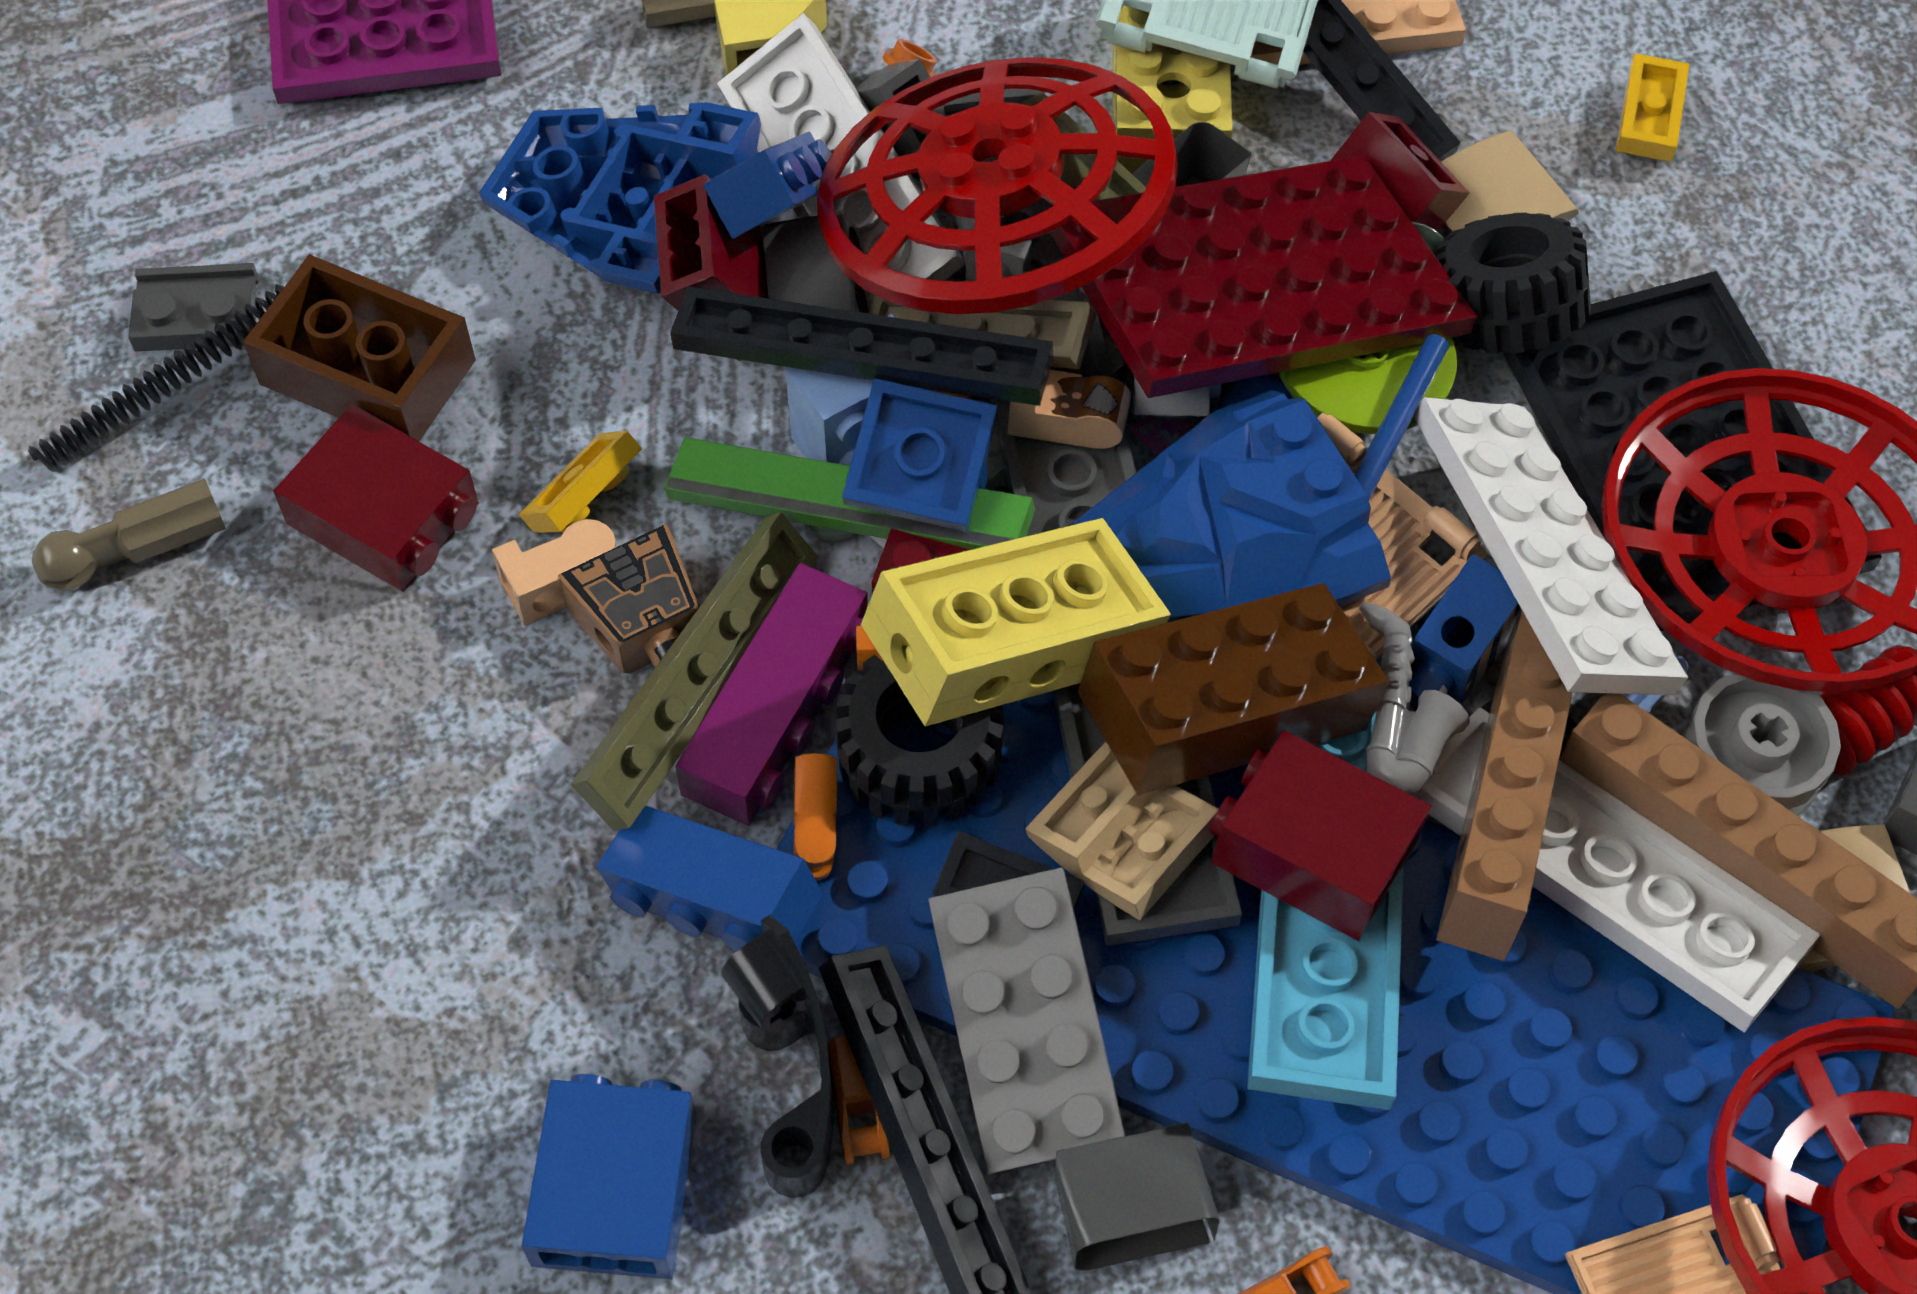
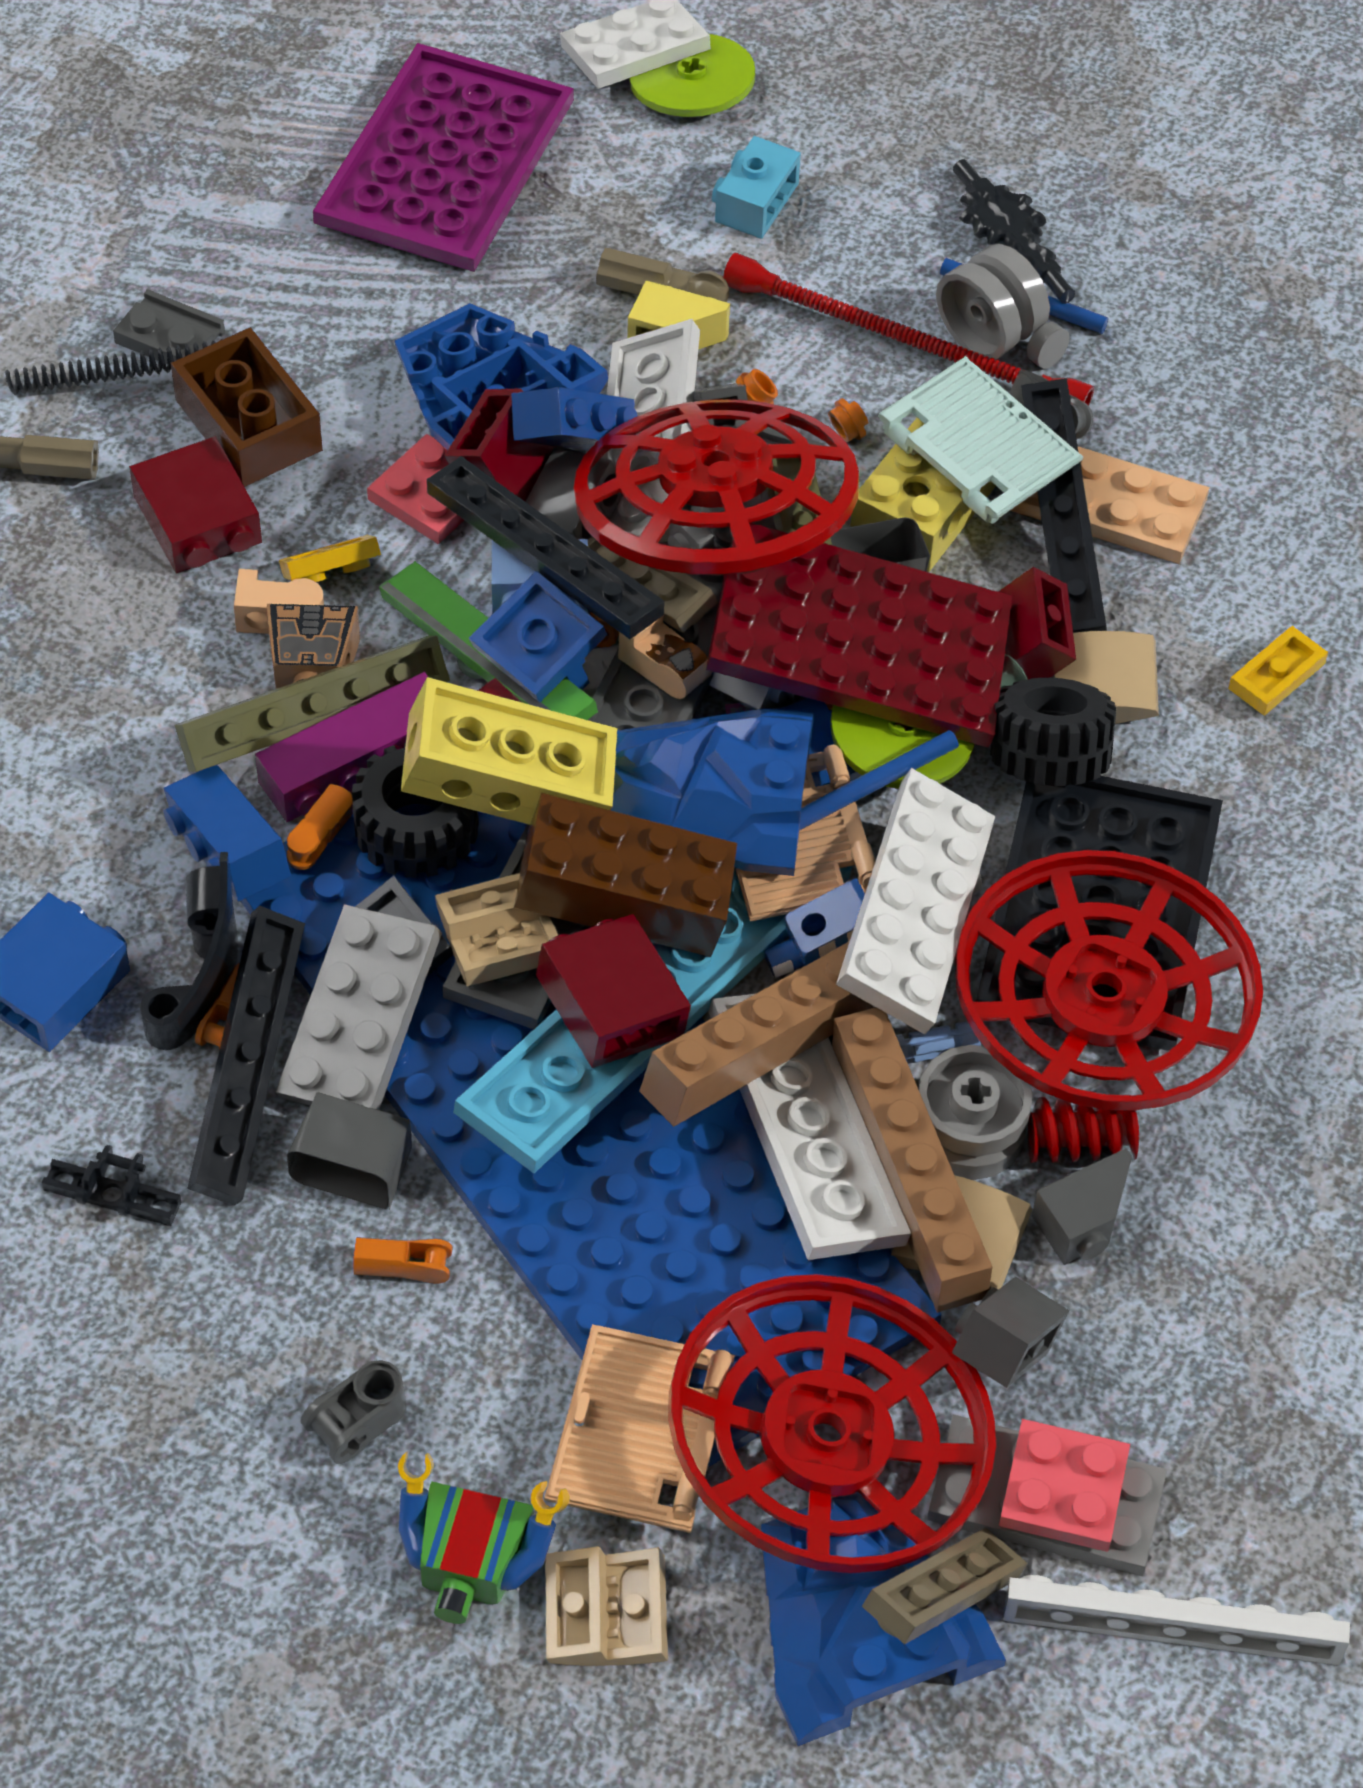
camera: 30 degrees right, 5 degrees down
(626, 347) = (404, 491): none -> coral plate
(1029, 42) = (848, 420): none -> orange plate
(1404, 741) = (735, 962): light grey piece -> none

